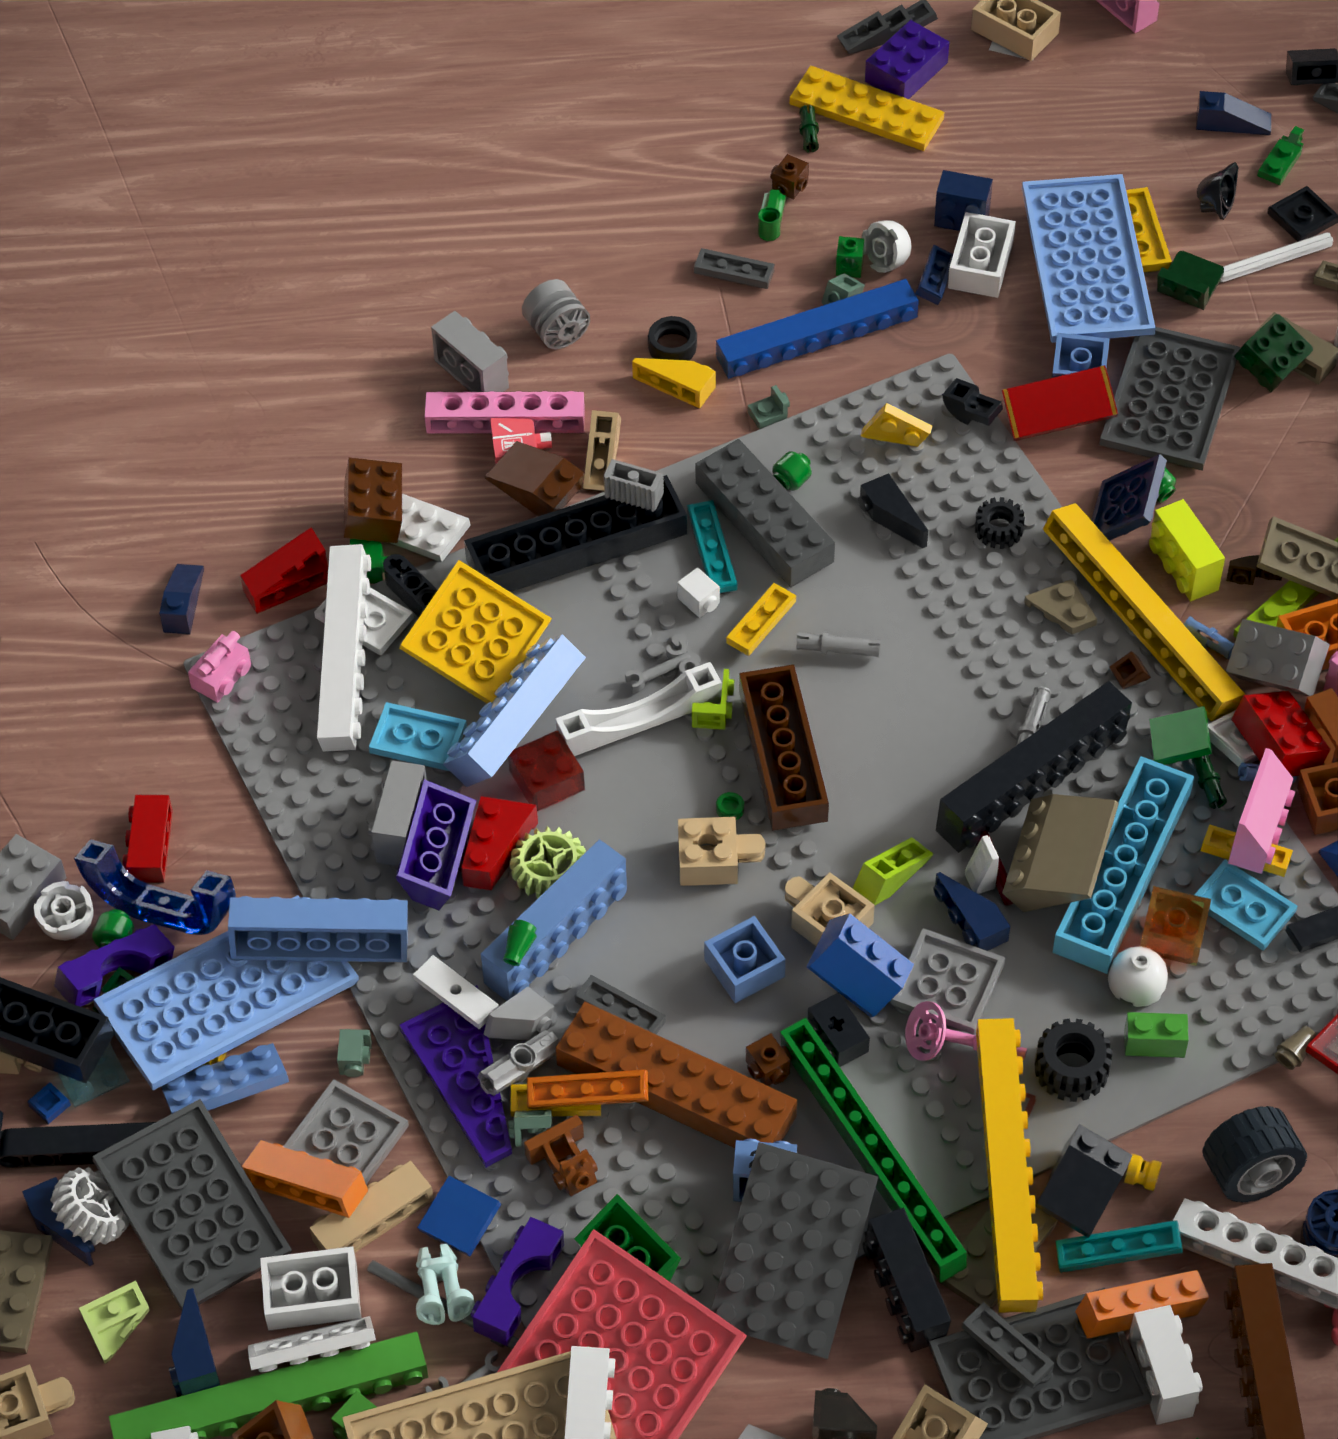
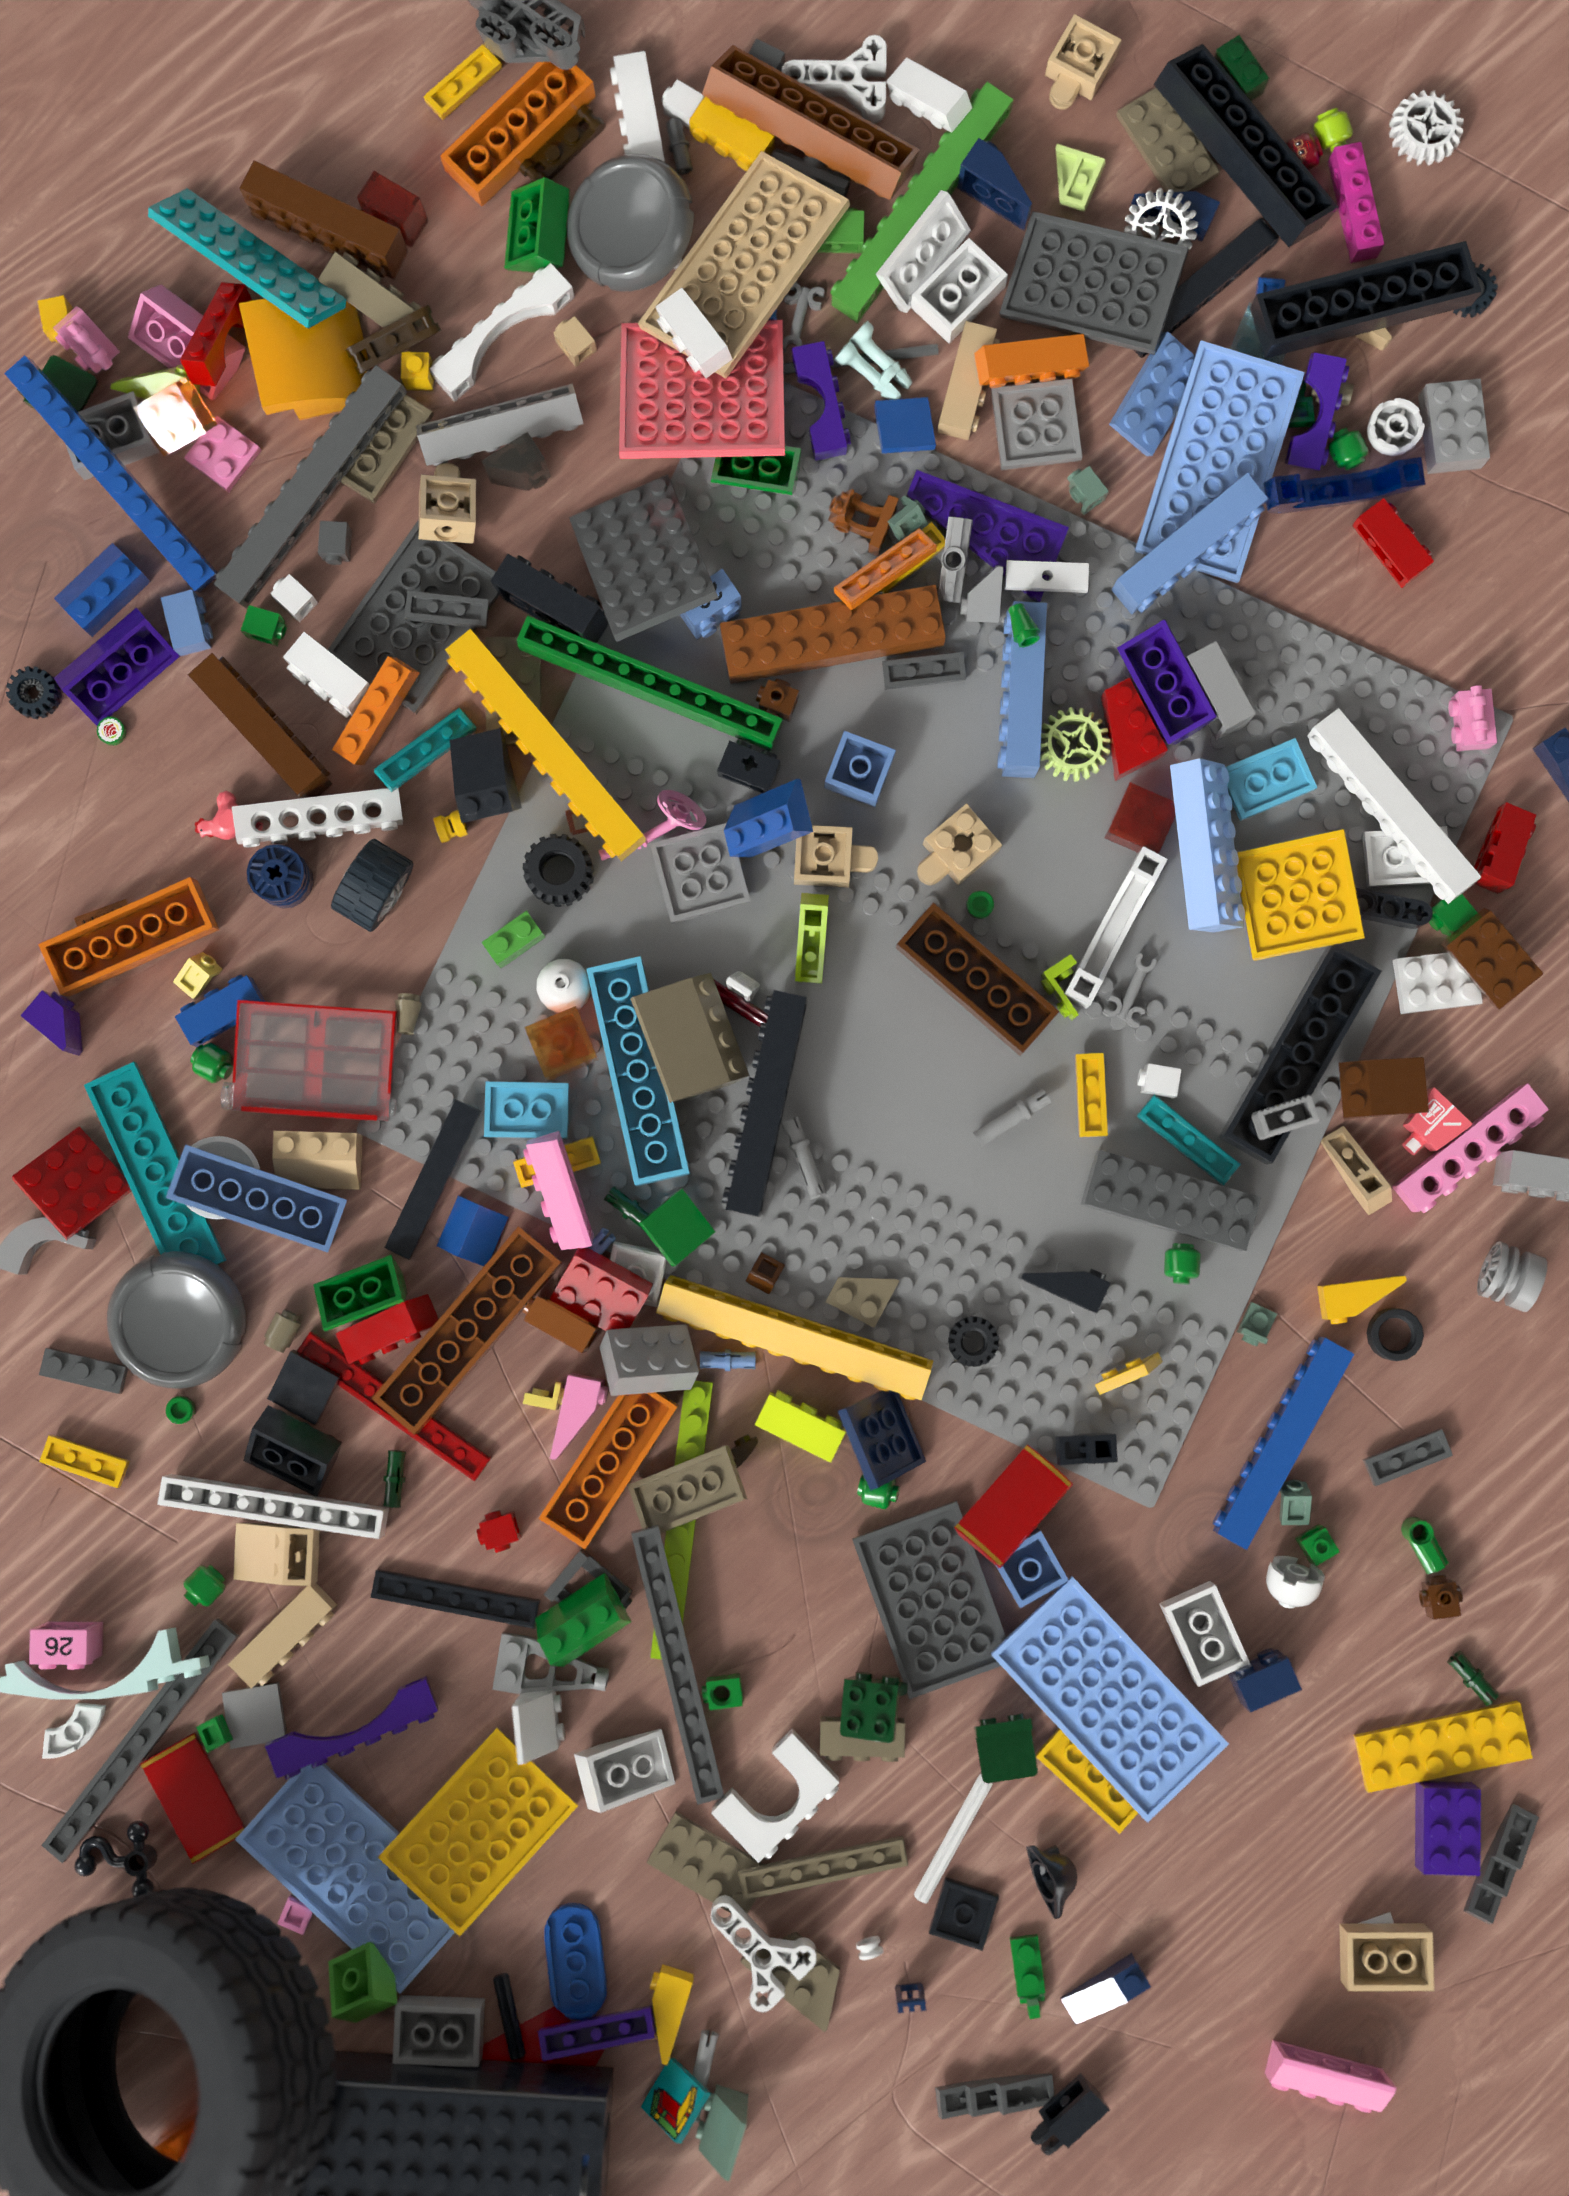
camera: 145 degrees right, 30 degrees up
(935, 275) = (1228, 1579): dark blue tile -> none
(977, 917) = (717, 943): dark blue slope -> none

